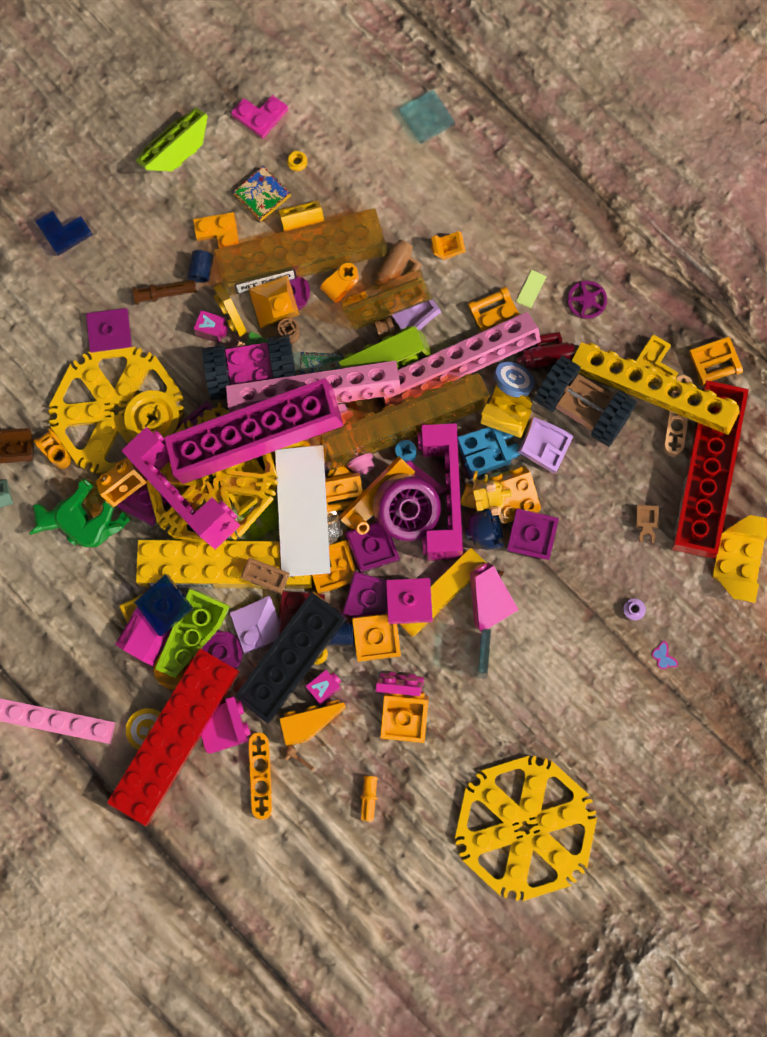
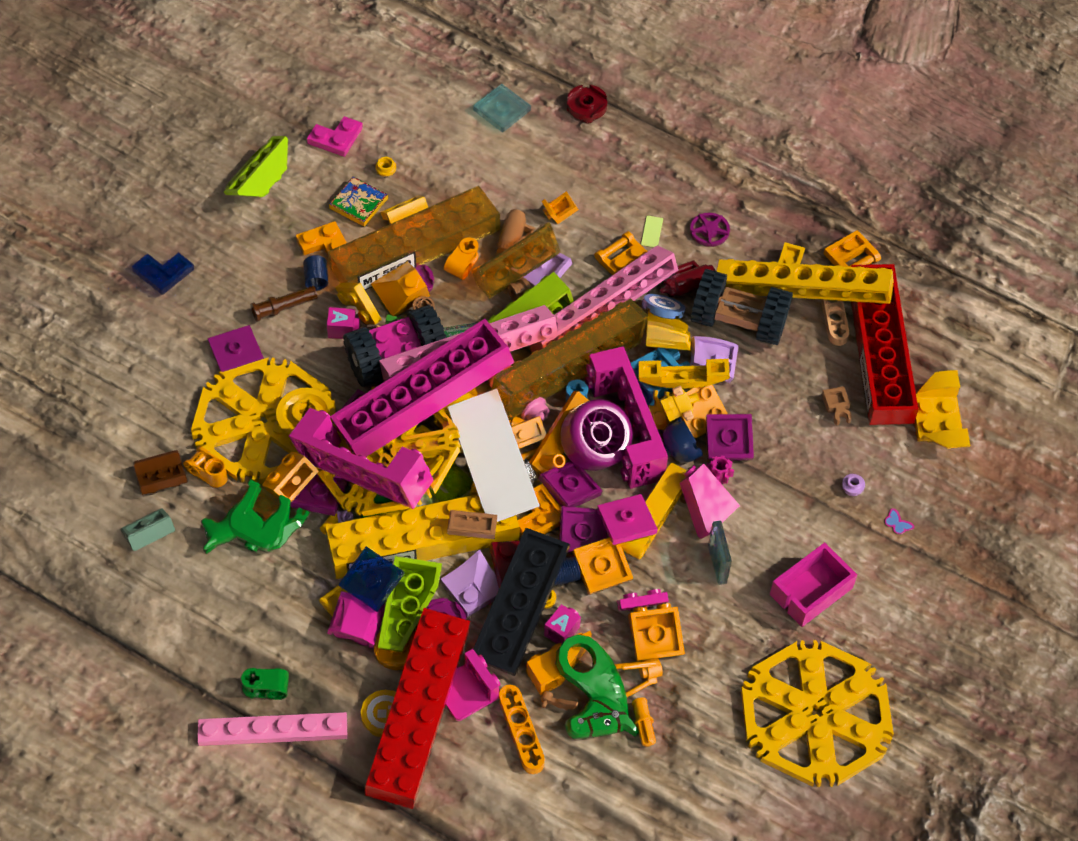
camera: 25 degrees left, 20 degrees down
(55, 677) = (267, 683): none -> green piece
(150, 531) = (341, 516): none -> arm
(343, 763) = (607, 704): none -> green animal
(387, 748) = (648, 669): none -> light orange plant
(506, 140) = (585, 112): none -> dark red plate
(506, 464) = (685, 376): none -> yellow slope
(507, 561) = (721, 468): none -> dark pink gear
(561, 706) = (813, 584): none -> dark pink piece

